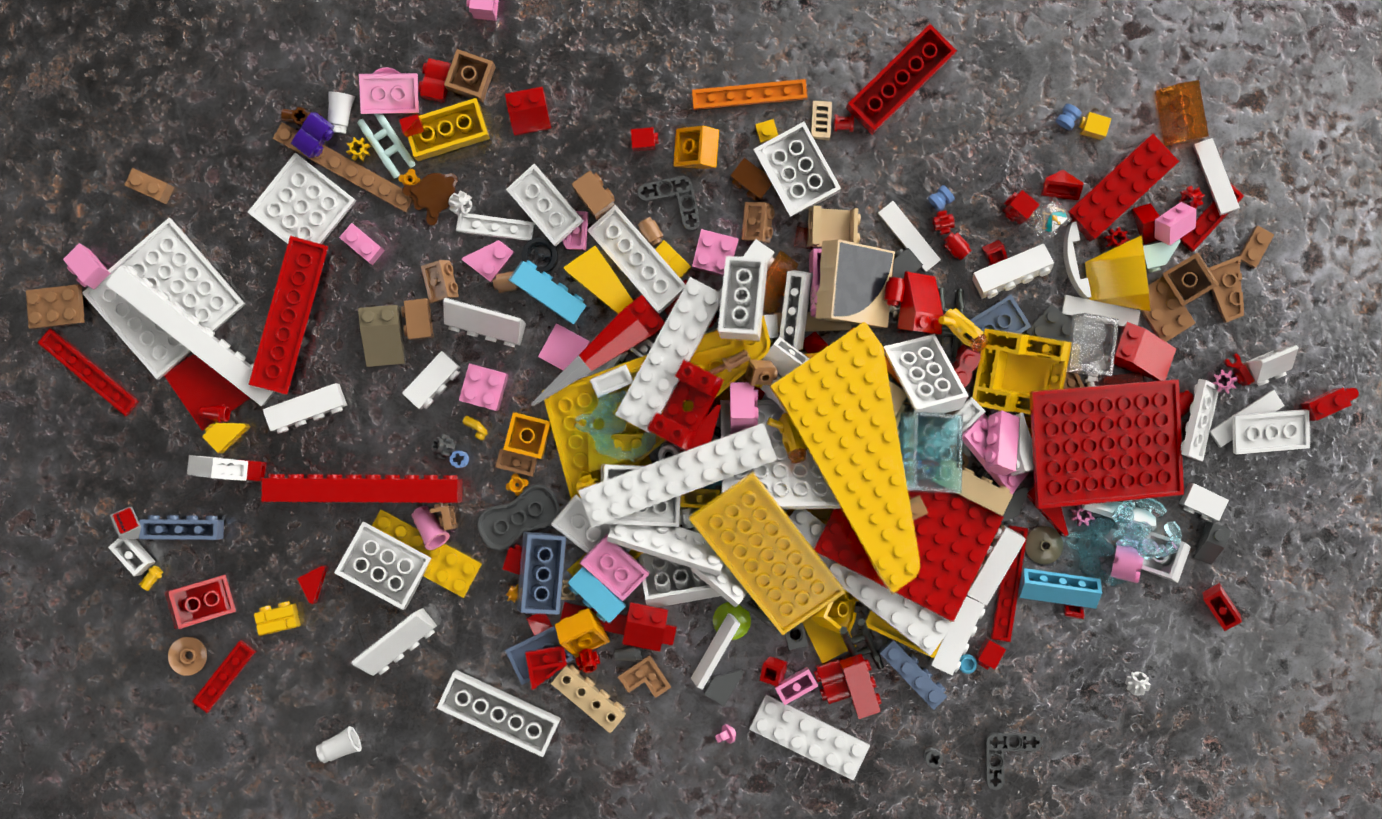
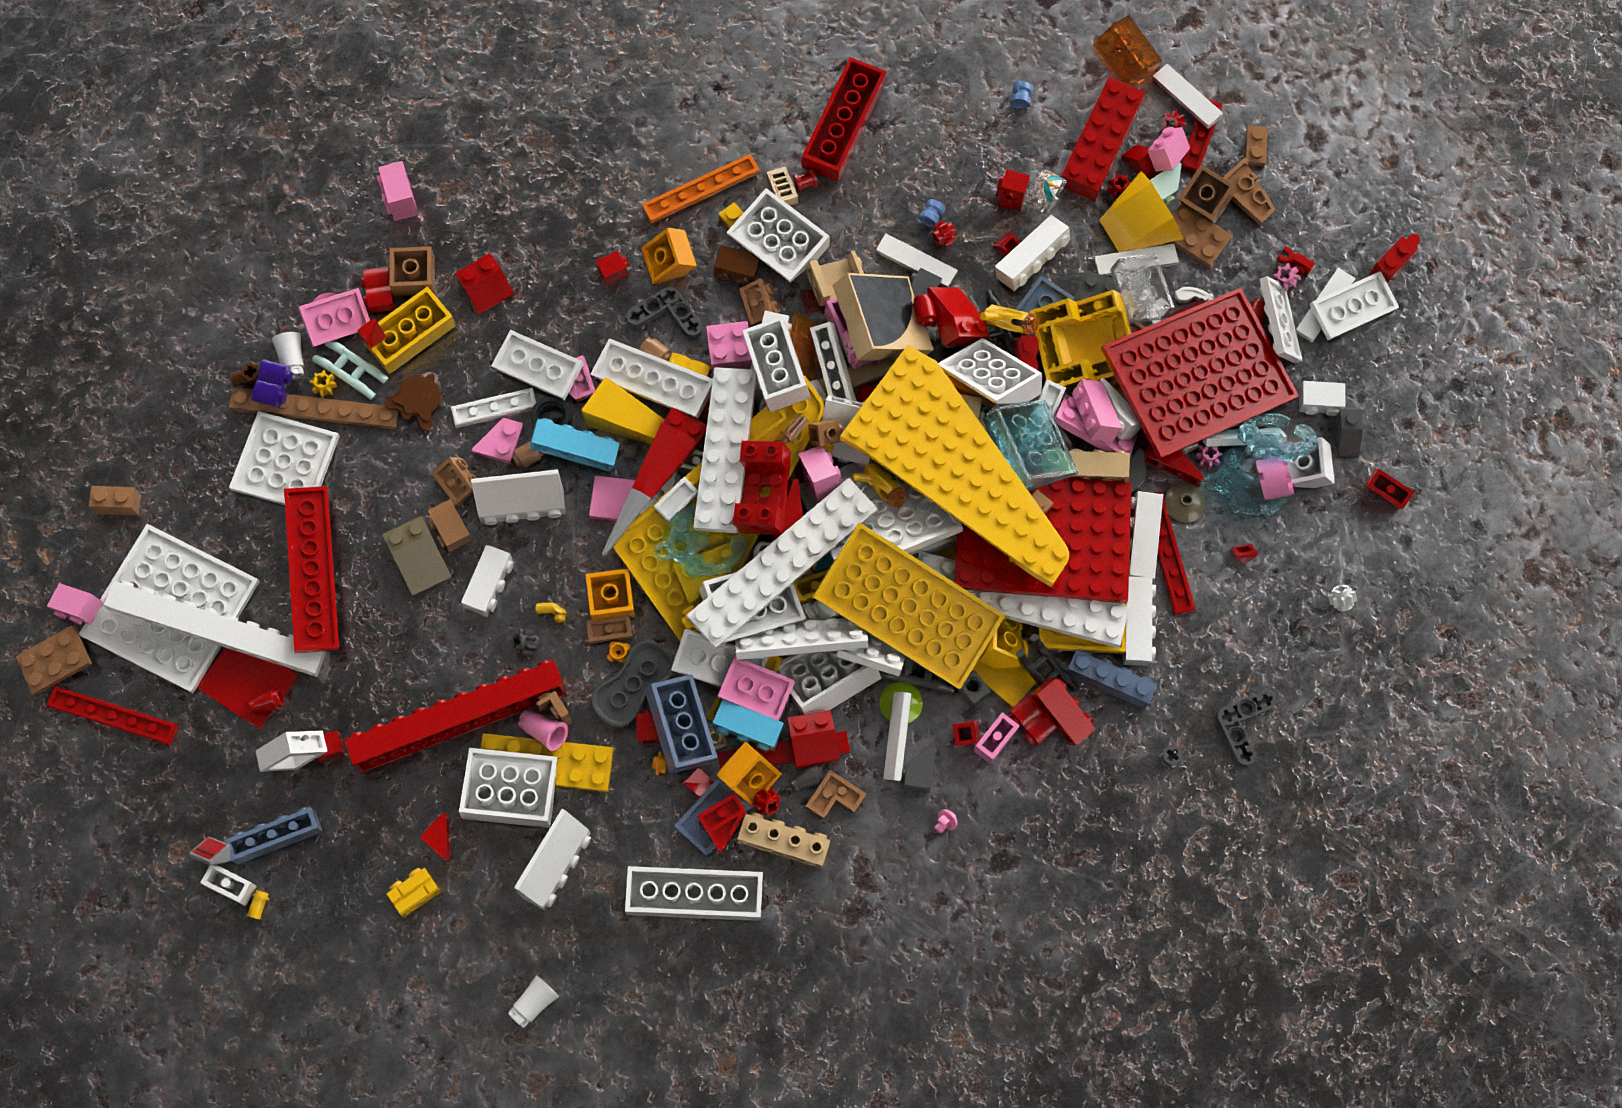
camera: 20 degrees left, 15 degrees down
(178, 656) = (320, 964): medium nougat dish -> none
(200, 601) = (320, 908): red slope -> none
(224, 435) = (285, 718): yellow slope -> none
(224, 676) = (377, 980): red tile -> none
(305, 407) = (363, 658): white brick -> none
(362, 243) = (362, 473): bright pink brick -> none
(410, 174) = (386, 389): light orange plate -> none
(455, 455) = (551, 644): medium blue bush -> none
(460, 203) = (449, 396): white gear -> none
(483, 387) = (544, 566): bright pink brick -> none
(593, 195) = (583, 335): medium nougat brick -> none
(809, 737) = (1034, 789): white plate -> none
(957, 245) = (967, 250): red brick -> none
(968, 664) = (1164, 649): medium azure plate -> none
(990, 654) = (1181, 628): red brick -> none
(1060, 588) = (1220, 534): medium azure brick -> none
(1062, 186) = (1047, 157): red slope -> none
(1080, 285) = (1104, 241): white slope -> none
(1094, 125) = (1050, 93): yellow brick -> none
(1143, 352) = (1194, 278): slope -> none
(1272, 364) = (1324, 240): white slope -> none

